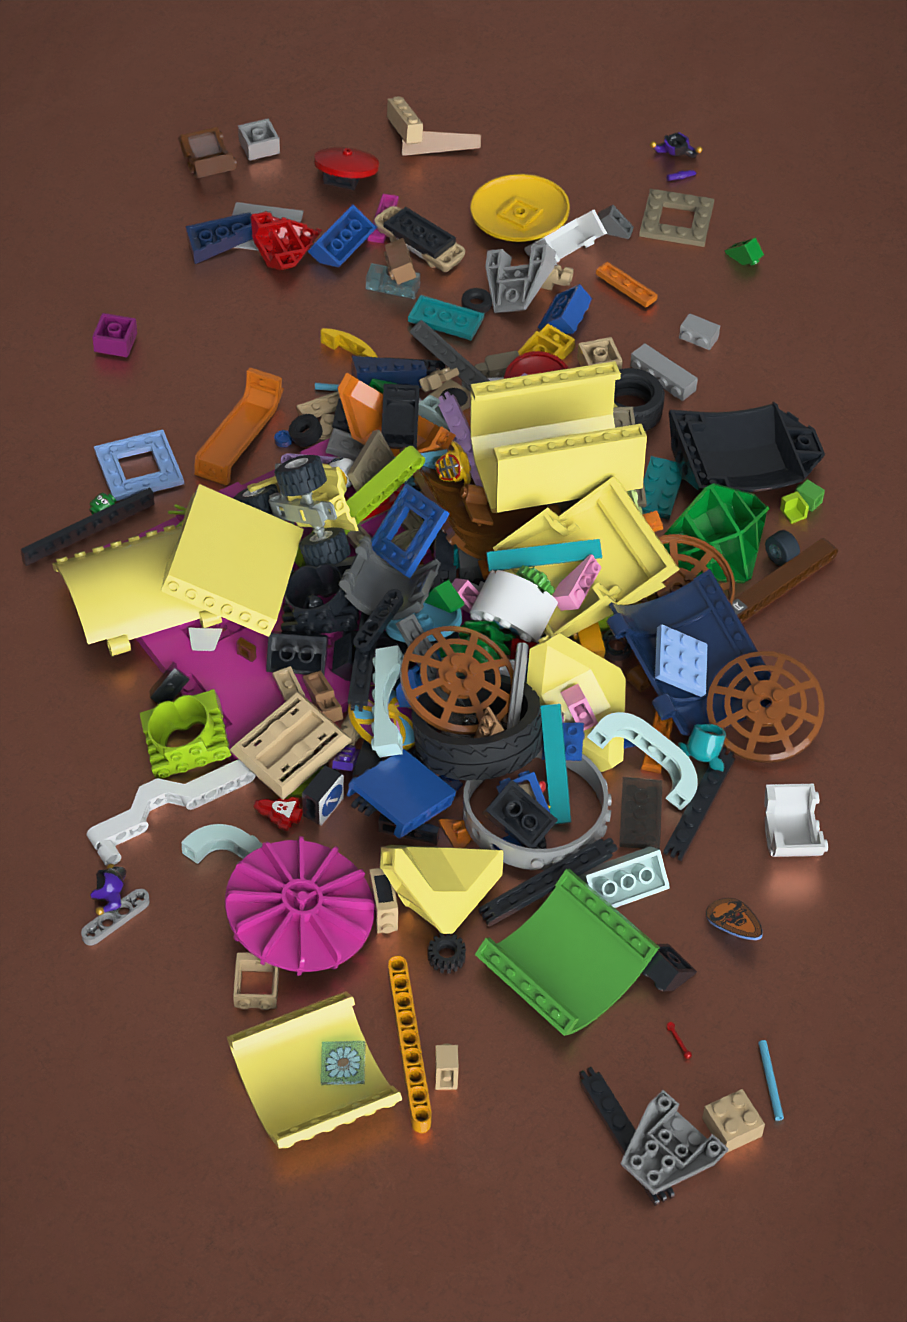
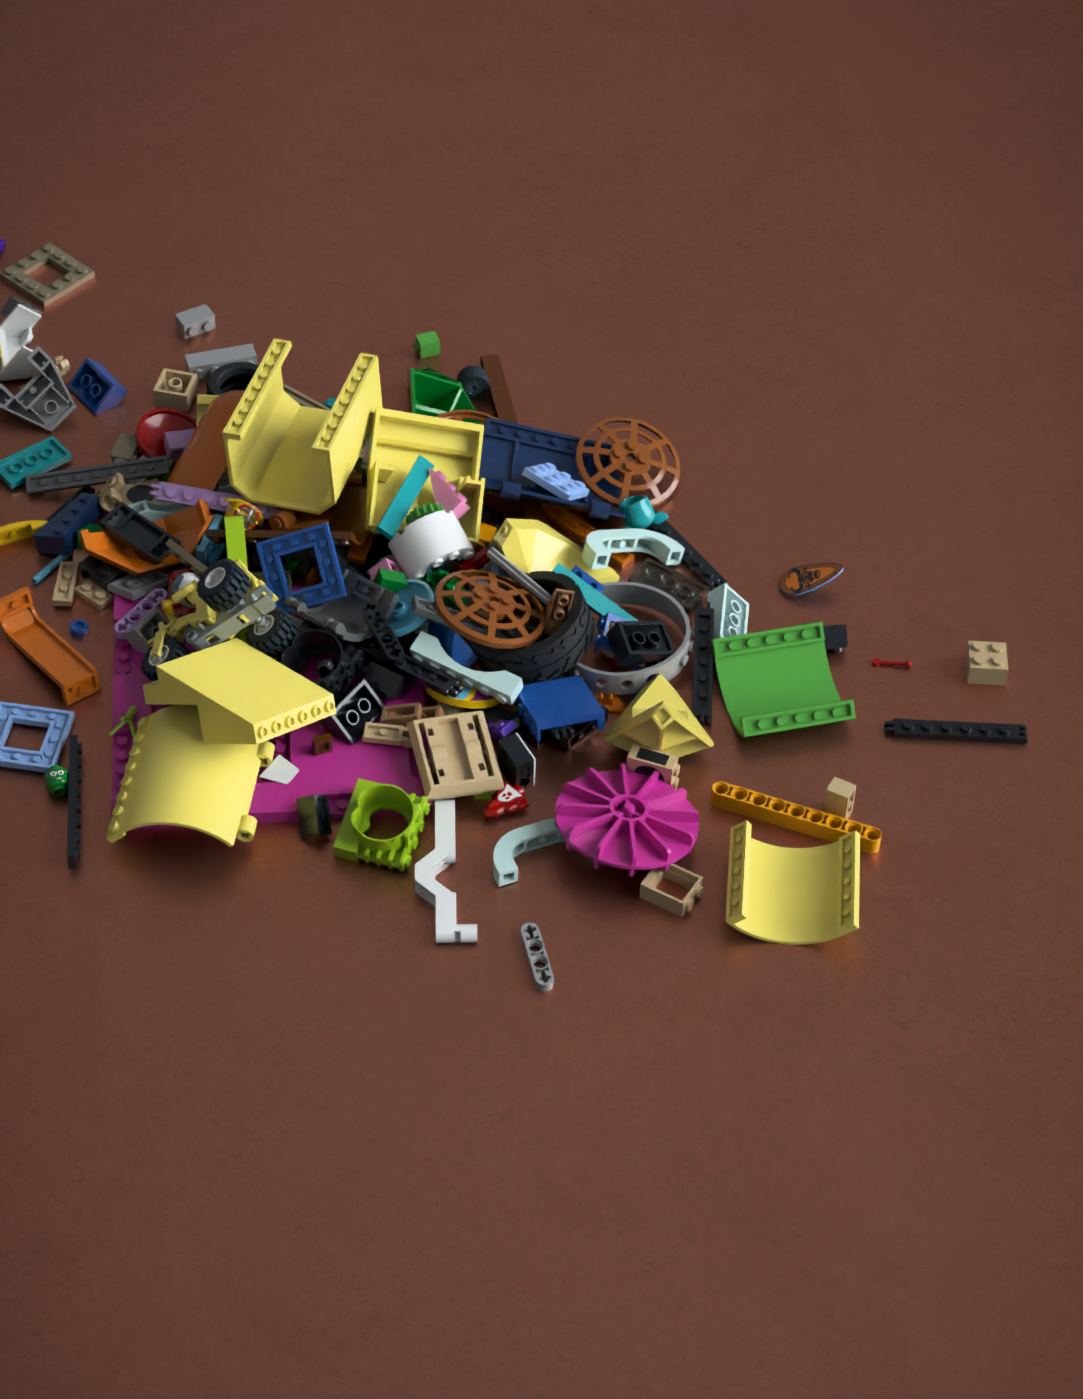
camera: 60 degrees left, 5 degrees down
(109, 888) = (506, 944): dark purple piece -> none
(300, 424) = (85, 596): black tyre -> none
(343, 1062) = (789, 864): clear light blue tile -> none
(442, 962) = (720, 766): black tyre -> none
(478, 293) = (28, 427): black tyre -> none
(550, 341) = (125, 413): yellow slope -> none
(579, 706) = (559, 553): bright pink slope -> none
(626, 284) = (98, 338): orange plate -> none
(668, 1147) = (993, 708): light grey wedge -> none
(743, 448) = (339, 340): black windscreen -> none
(745, 252) = (130, 253): green slope -> none
(770, 1080) = (959, 629): medium azure piece -> none
(792, 822) = (746, 508): white cylinder -> none
(794, 507) = (433, 357): lime panel -> none

